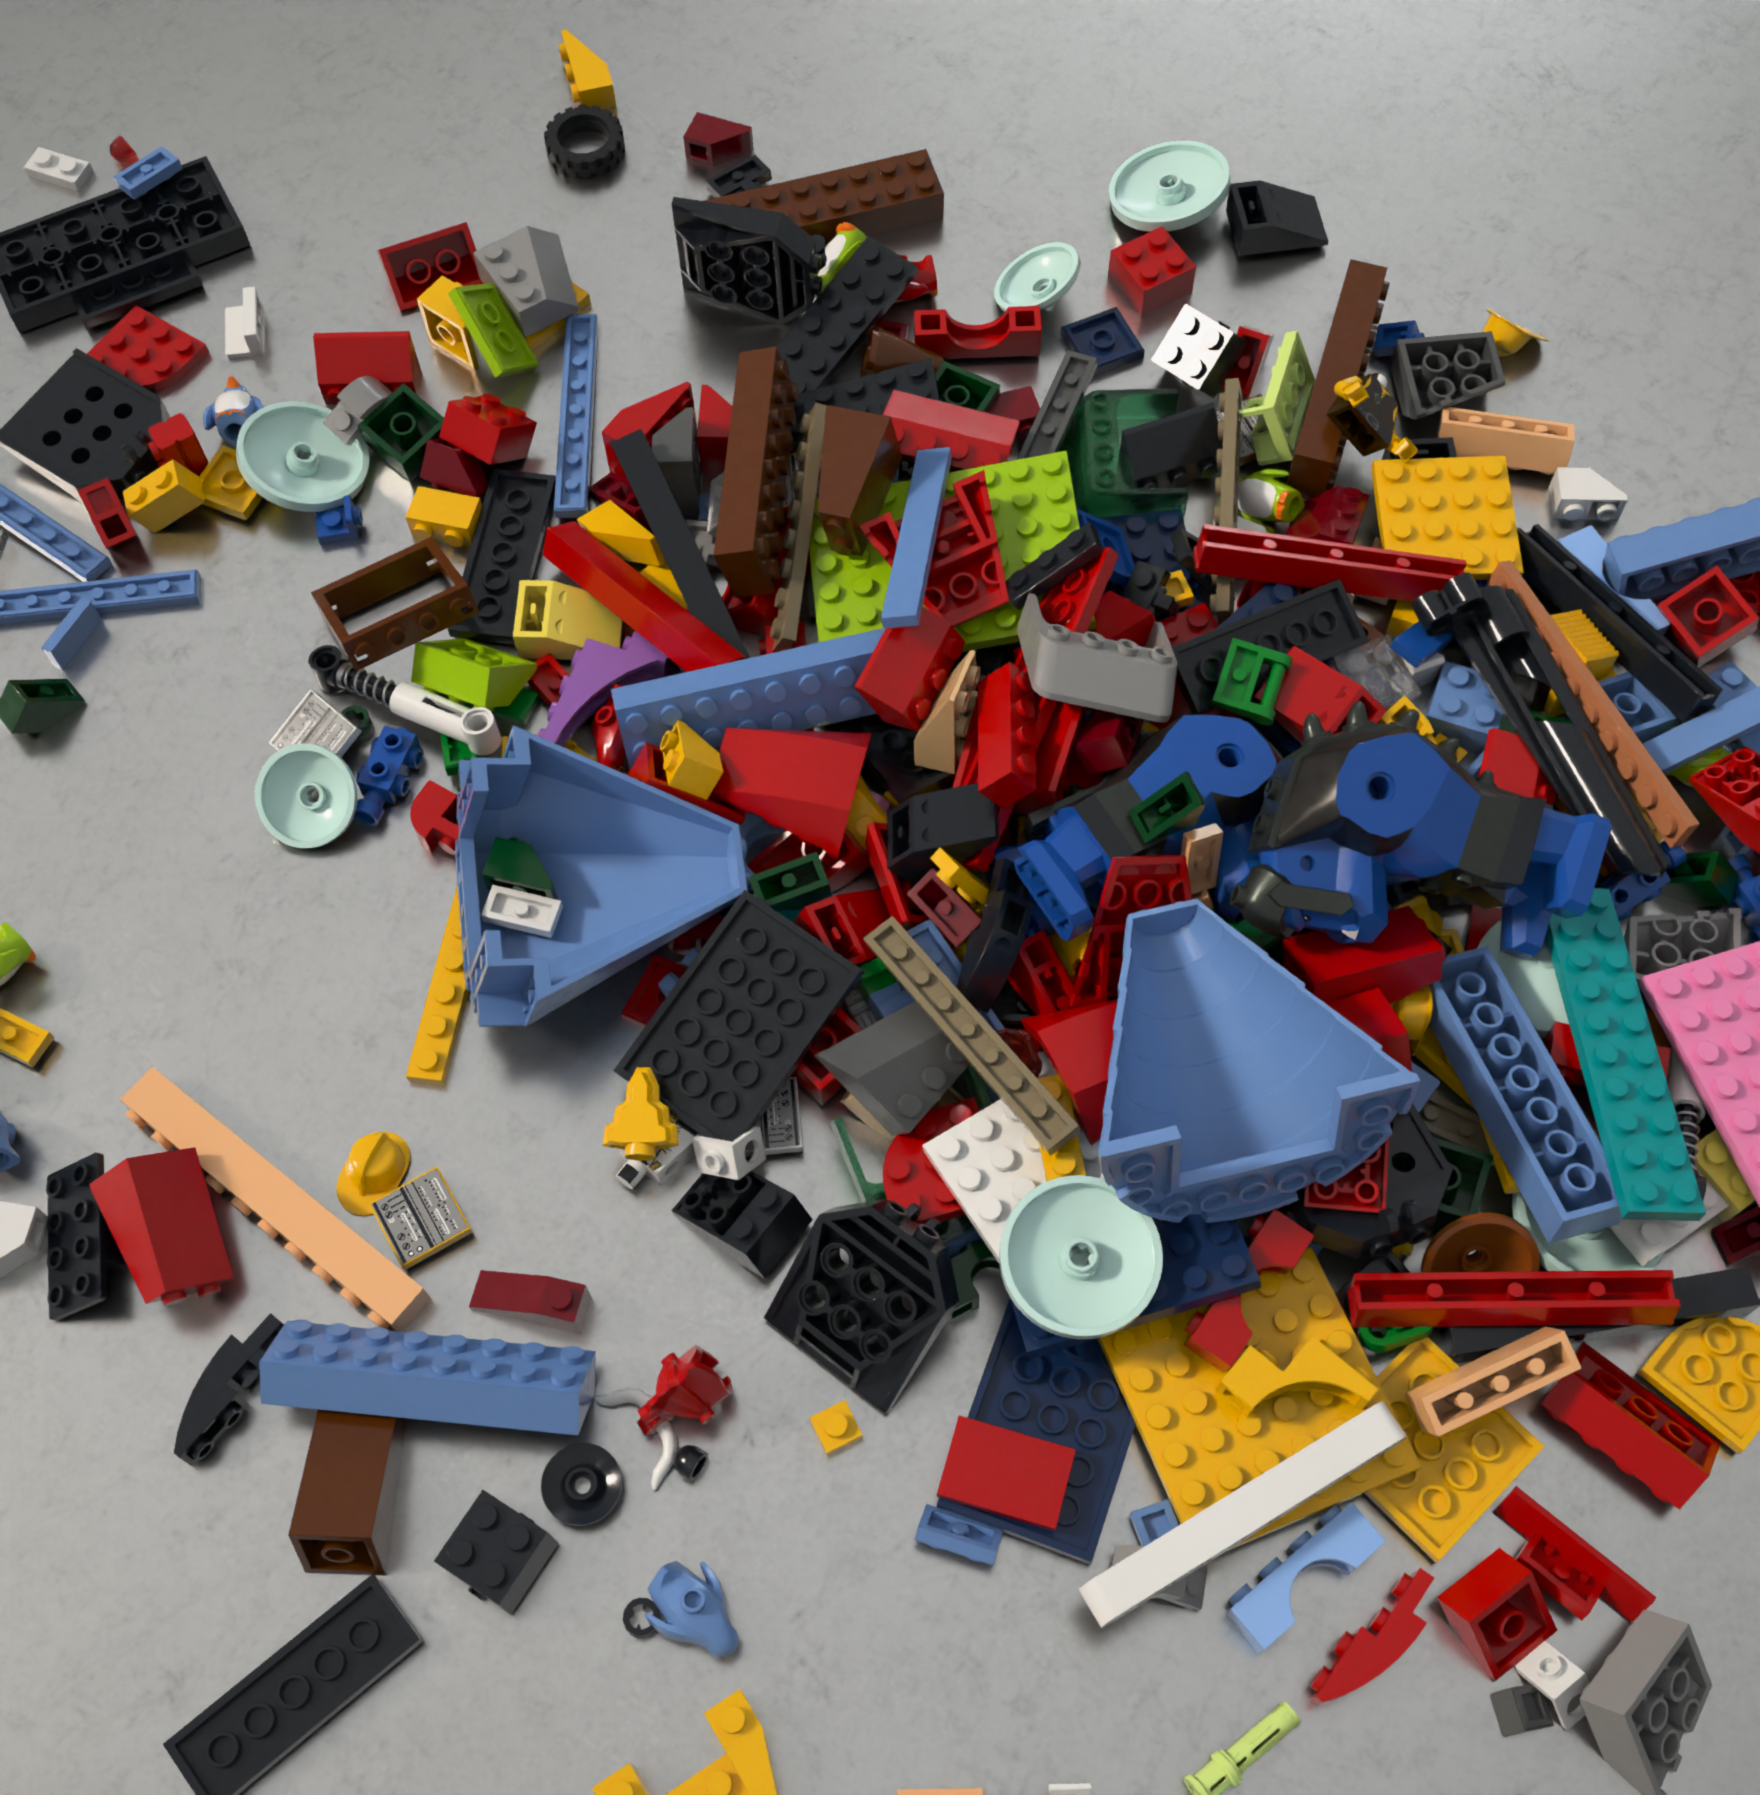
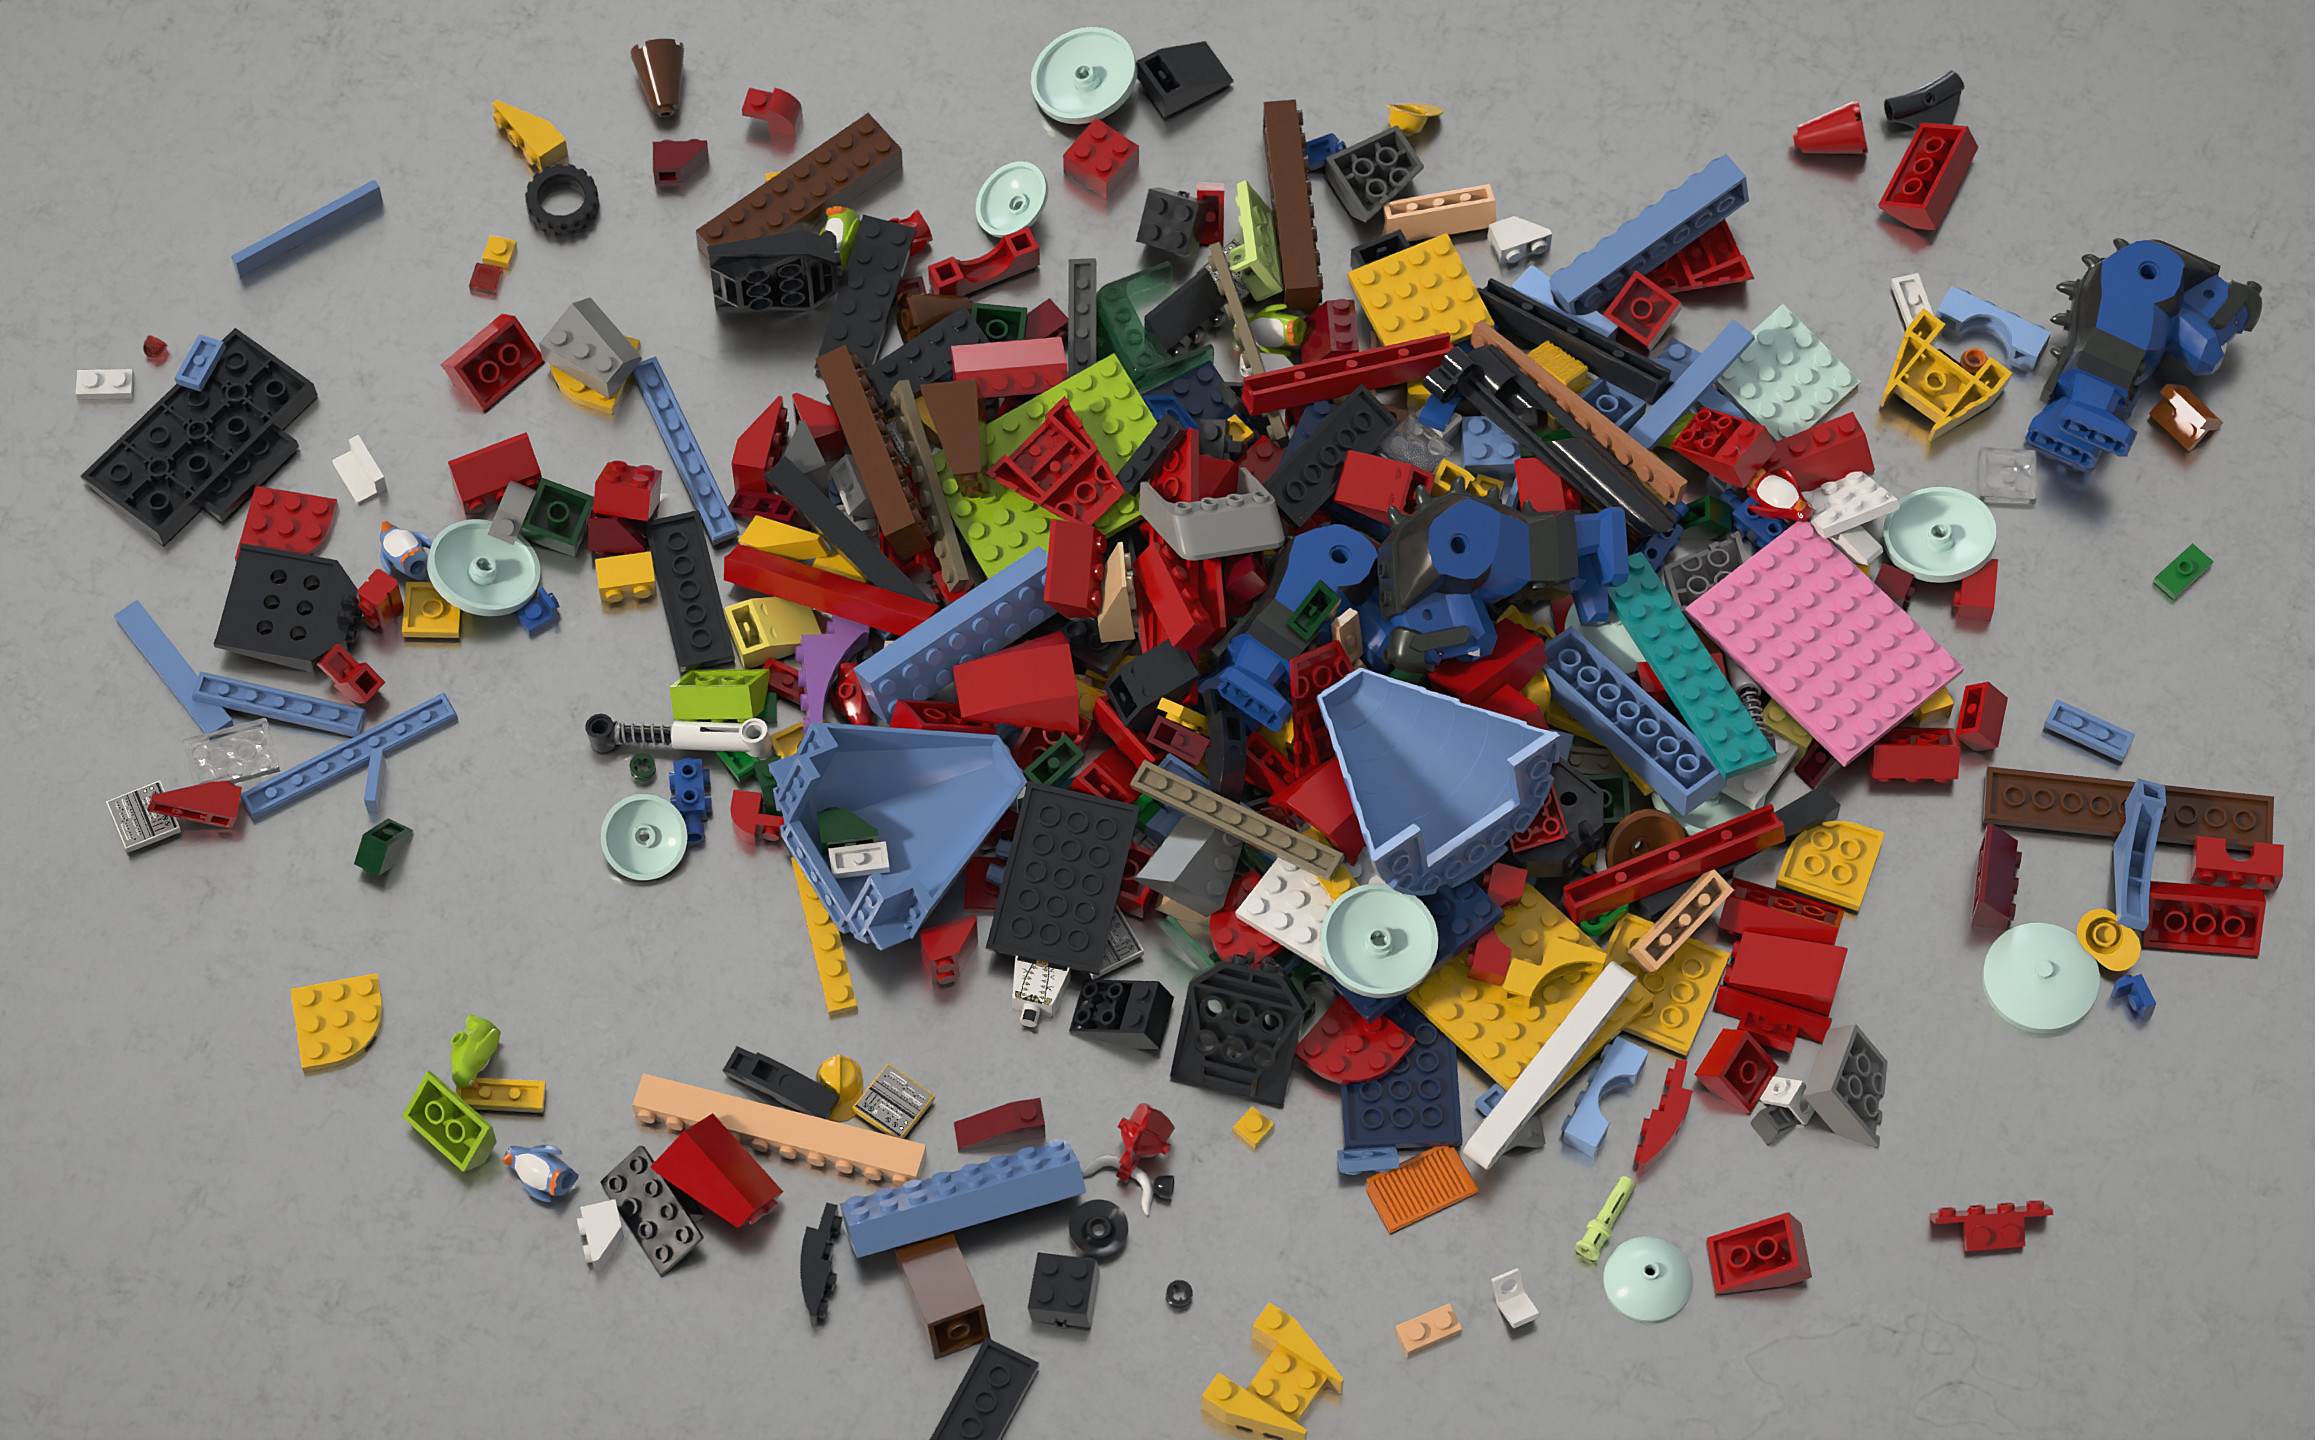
camera: 25 degrees left, 0 degrees up
(163, 496) = (389, 642): yellow brick -> none
(303, 1143) = (781, 1082): none -> black slope
(316, 723) = (619, 780): tile -> none
(326, 90) = (307, 228): none -> medium blue tile
(383, 580) = (606, 643): reddish brown window -> none
(445, 324) = (545, 408): yellow slope -> none
(472, 191) = (486, 279): none -> clear red tile
(493, 329) = (589, 403): lime tile -> none
(499, 170) = (499, 251): none -> yellow plate
(572, 1055) = (948, 948): none -> red slope
(642, 1120) = (1026, 972): yellow rock -> none
(690, 761) = (941, 701): yellow slope -> none
(692, 1609) = (1212, 1272): medium blue animal -> none
(727, 1157) = (1097, 975): white bracket -> none
(739, 178) = (716, 191): black hinge -> none
(740, 54) = (660, 73): none -> reddish brown cone
(840, 123) = (778, 108): none -> red brick
(916, 539) = (1036, 465): medium blue tile -> none
(993, 1379) = (1349, 1049): none -> red plate
(1006, 1473) = (1383, 1107): red tile -> none
(1014, 1600) = (1420, 1187): none -> orange window
(1105, 338) = (1085, 233): dark blue tile -> none
(1240, 676) = (1320, 489): green plate -> none
(1368, 416) = (1330, 237): torso -> none
(1616, 1506) = (1787, 970): none -> red slope

